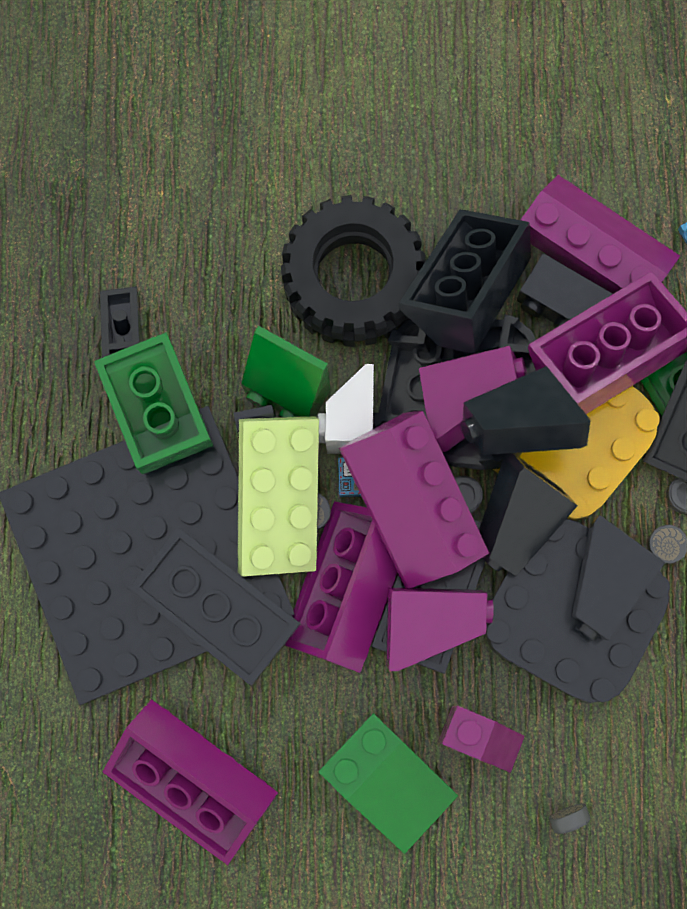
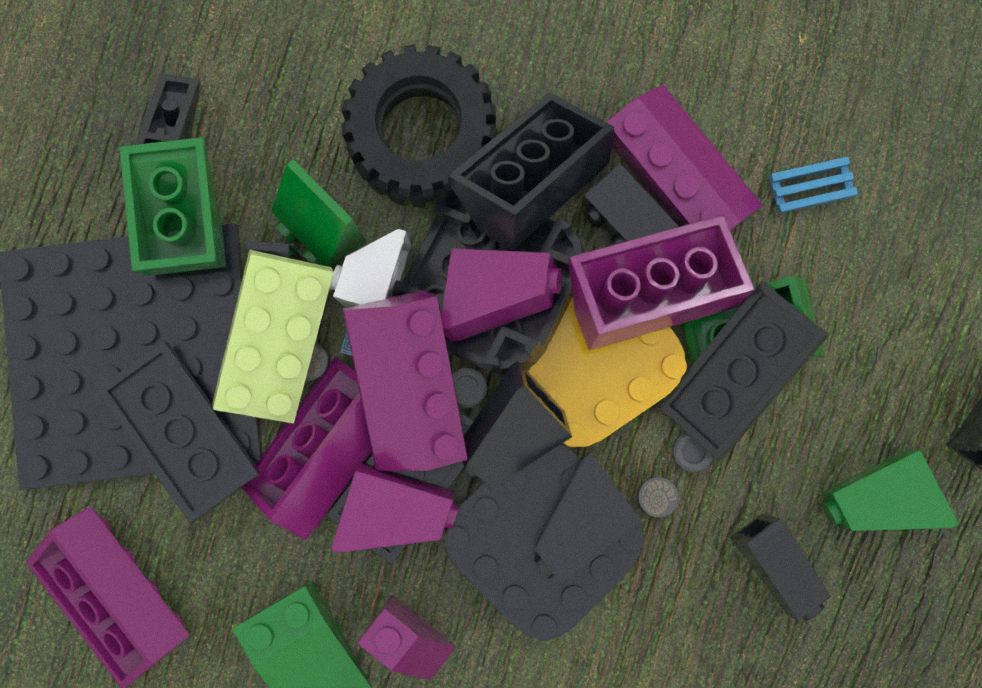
camera: 10 degrees right, 5 degrees up
(525, 417) = (541, 333): black slope -> none

